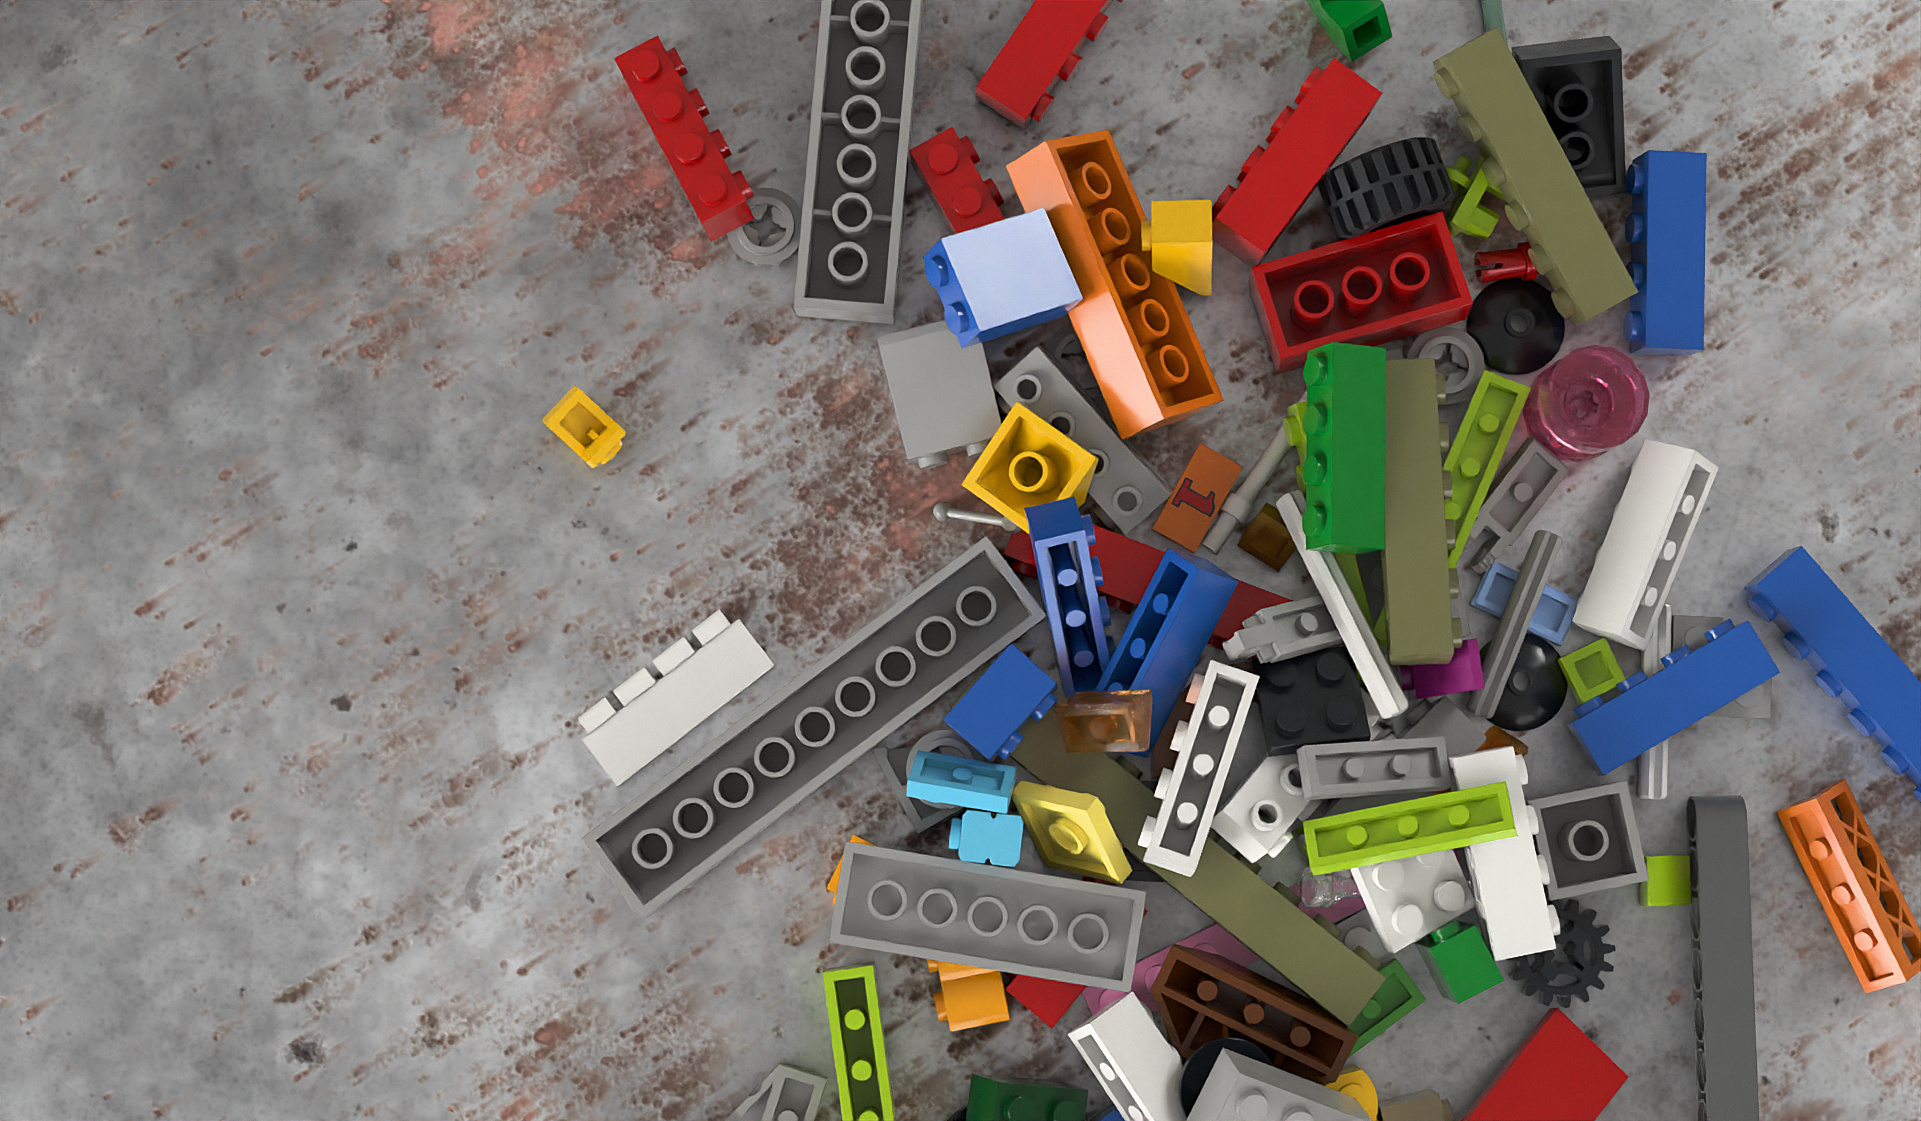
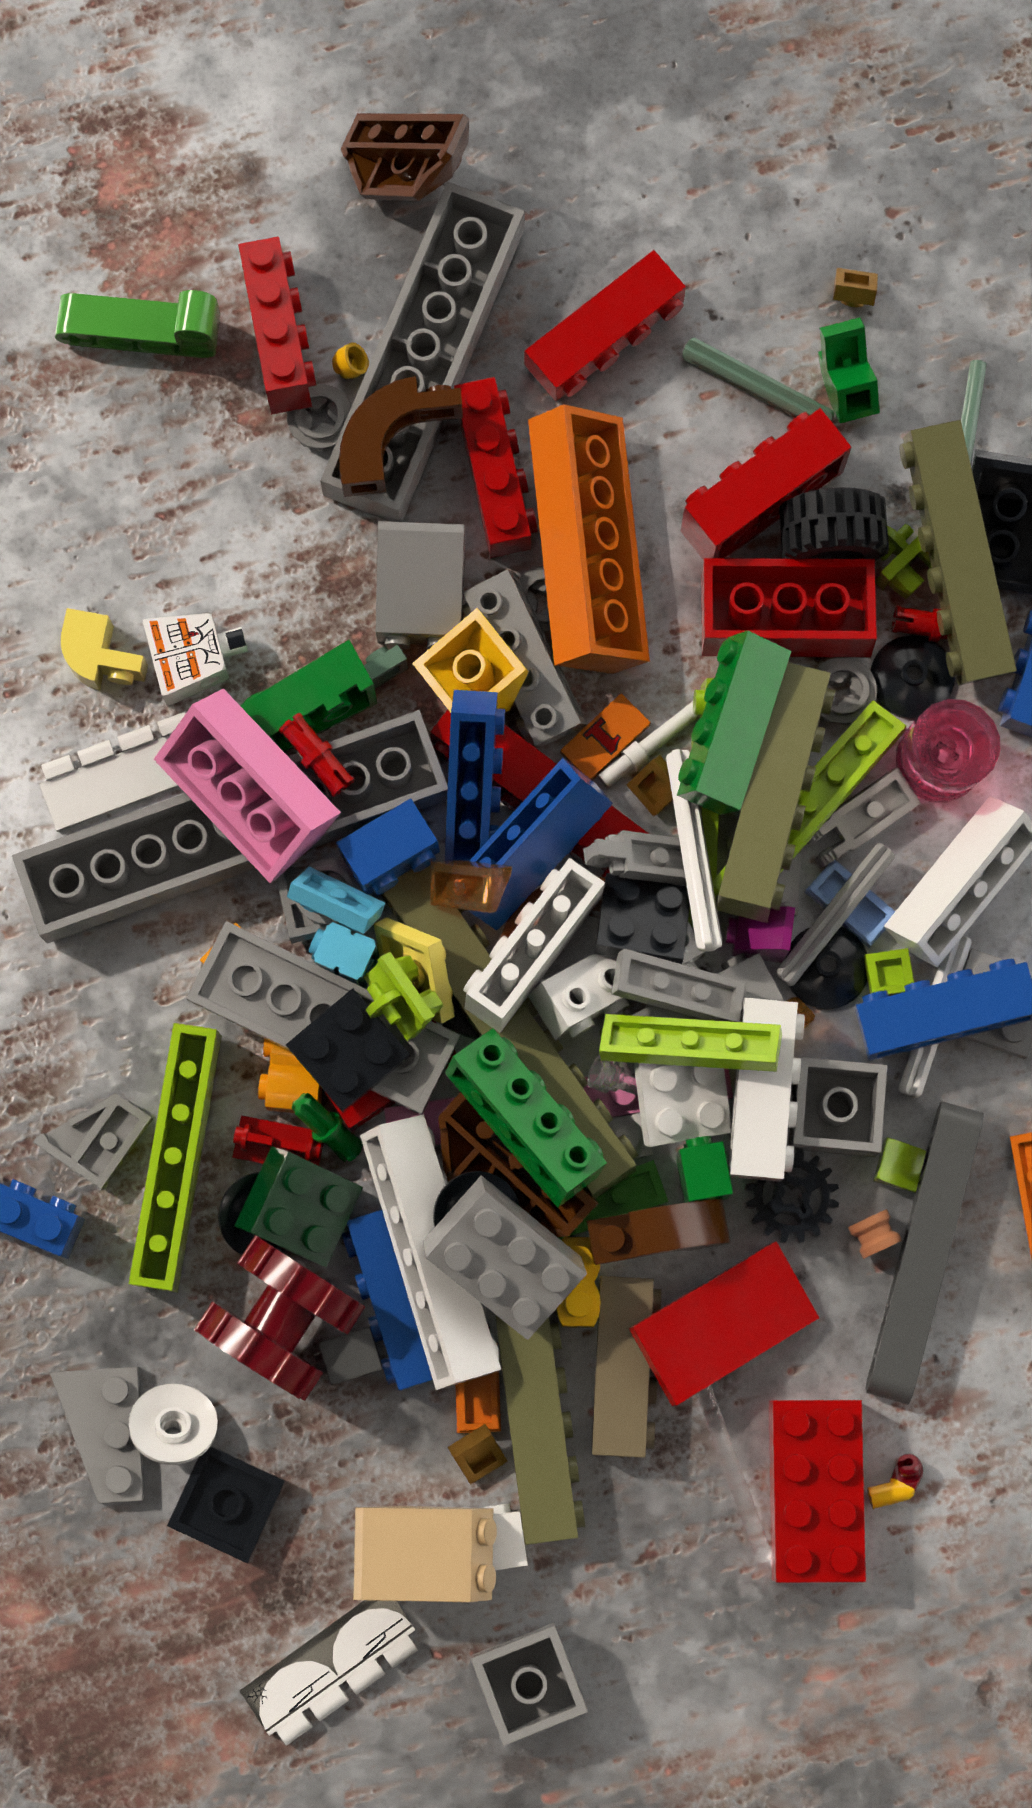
camera: 15 degrees right, 5 degrees down
(529, 181) = (141, 325): none -> bright green beam
(585, 427) = (121, 532): yellow bracket -> none
(587, 575) = (87, 652): none -> light yellow brick
(705, 542) = (190, 653): none -> white torso
(780, 153) = (350, 361): none -> yellow hinge
(821, 682) = (246, 784): none -> bright pink slope
(838, 223) = (380, 420): none -> reddish brown arch
(838, 577) = (322, 691): none -> green wedge
(889, 624) = (316, 754): none -> red pin
(926, 491) = (385, 664): none -> sand green plate
(943, 512) = (394, 687): light grey hinge -> none
(952, 1063) = (256, 1137): none -> red hinge
(1001, 278) = (494, 503): brick -> none
(1027, 1034) = (327, 1127): none -> green axle
(1028, 948) = (347, 1050): none -> black plate
(1067, 873) = (397, 997): none -> lime hips
(1181, 242) = (653, 523): yellow slope -> none
(1241, 42) = (750, 380): none -> sand green axle
(1252, 966) = (526, 1116): none -> green brick
(1429, 1045) = (659, 1231): none -> reddish brown arch
(1662, 966) = (875, 1233): none -> nougat wheel

